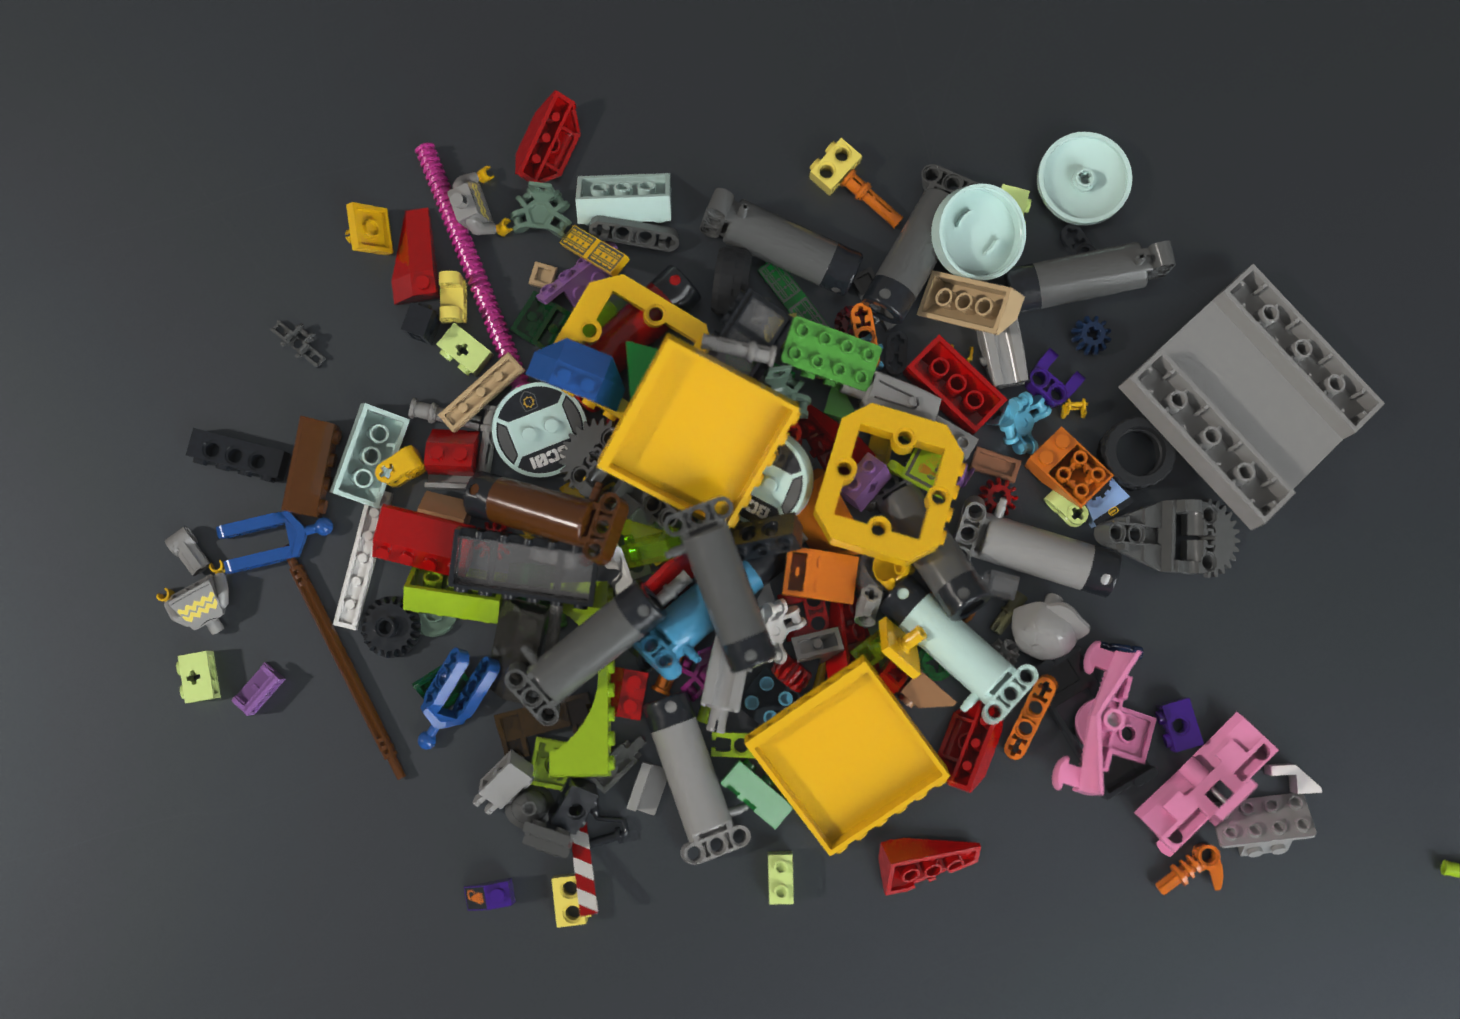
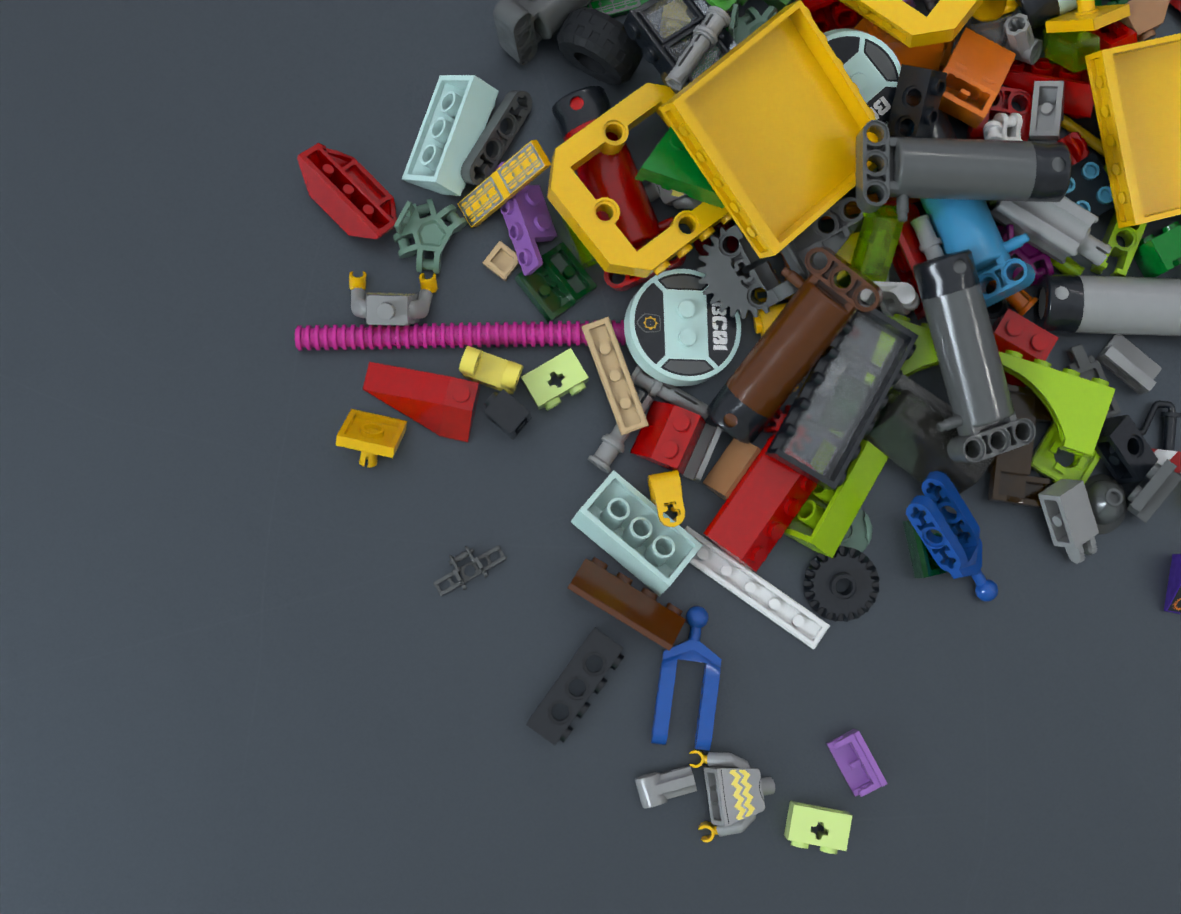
camera: 75 degrees left, 0 degrees up
(345, 666) = (866, 652): reddish brown axle -> none
(579, 372) = (649, 241): blue wedge -> none

